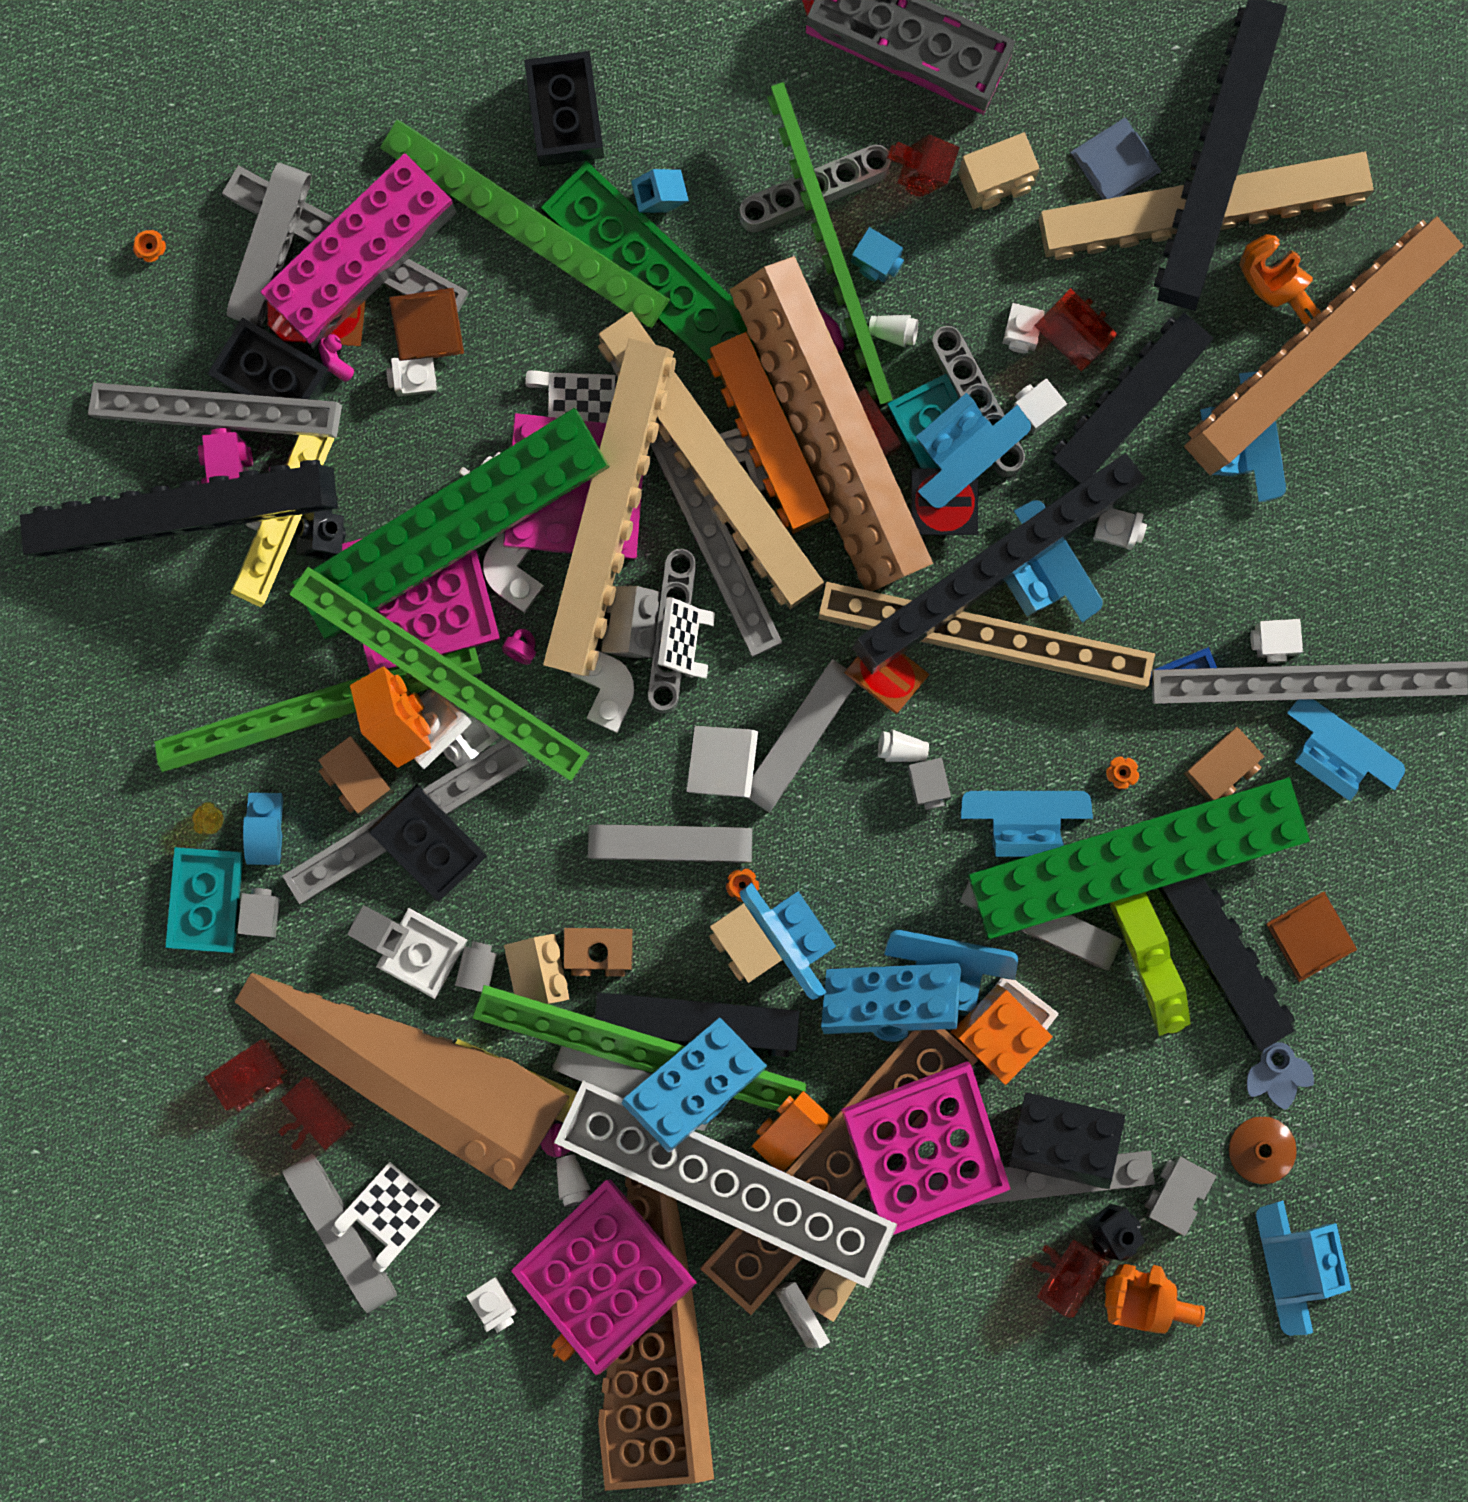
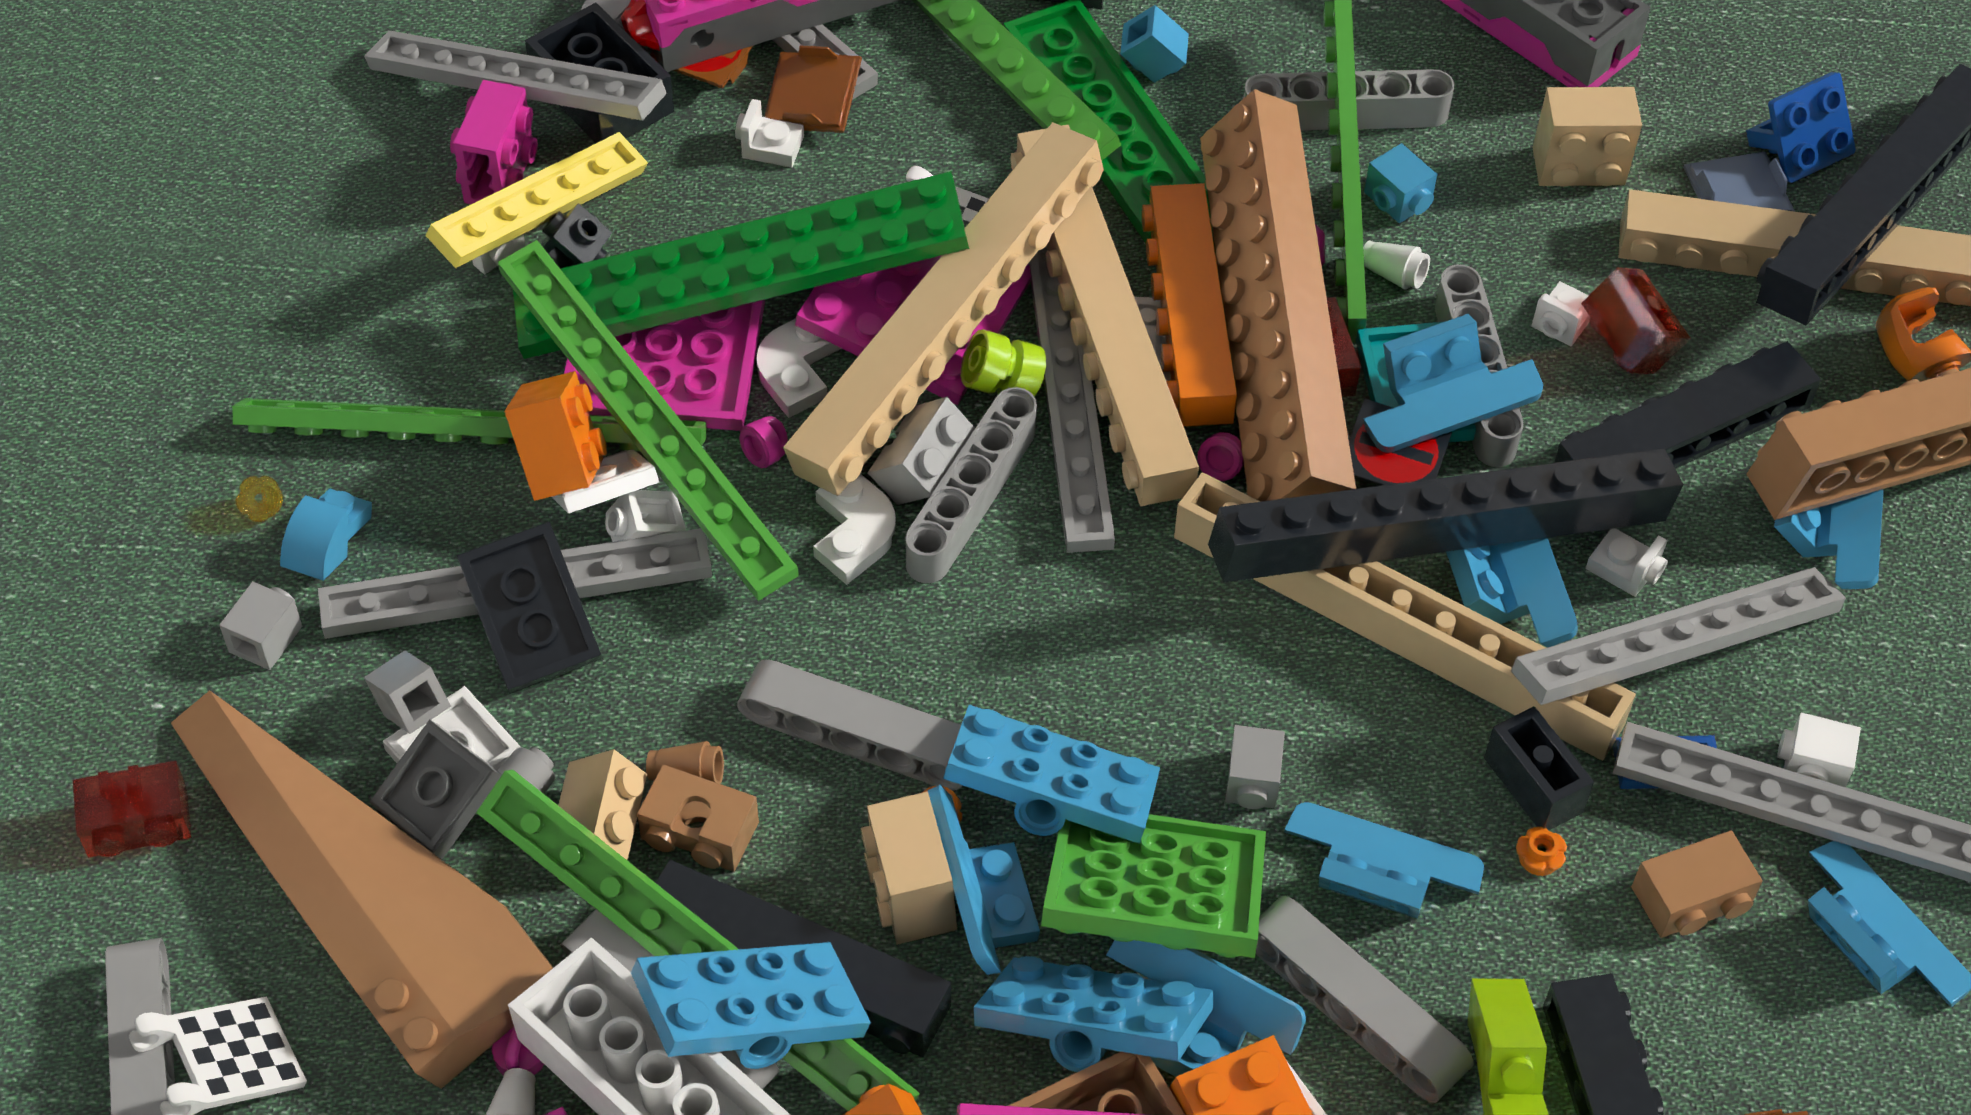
camera: 20 degrees right, 30 degrees down
(179, 510) = (415, 136): black brick -> none
(204, 900) = (199, 587): teal plate -> none
(316, 1113) = (194, 890): clear red brick -> none
(330, 359) = (683, 98): dark pink arm -> none
(354, 776) = (474, 504): medium nougat brick -> none
(429, 993) = (435, 789): none -> dark grey tile
(574, 913) = (694, 758): none -> medium nougat cone
(660, 532) = (997, 364): none -> lime wheel
(680, 637) = (979, 470): white flag -> none
(722, 761) = (974, 646): white tile -> none
(801, 736) = (1097, 654): light grey beam -> none
(808, 845) = (1052, 776): none -> dark azure plate
(829, 546) = (1221, 456): none -> dark pink tile
(892, 683) = (1244, 620): piece -> none
(899, 897) = (1175, 888): none -> bright green plate
(900, 747) = (1225, 708): white cone -> none
(925, 164) = (1495, 100): clear red brick -> none
(1040, 404) = (1566, 394): white brick -> none
(1107, 723) = (1538, 769): none -> black brick
(1138, 858) = (1534, 943): green plate -> none
(1151, 97) = (1807, 127): none -> blue bracket
(1171, 594) = (1676, 635): none -> light grey plate

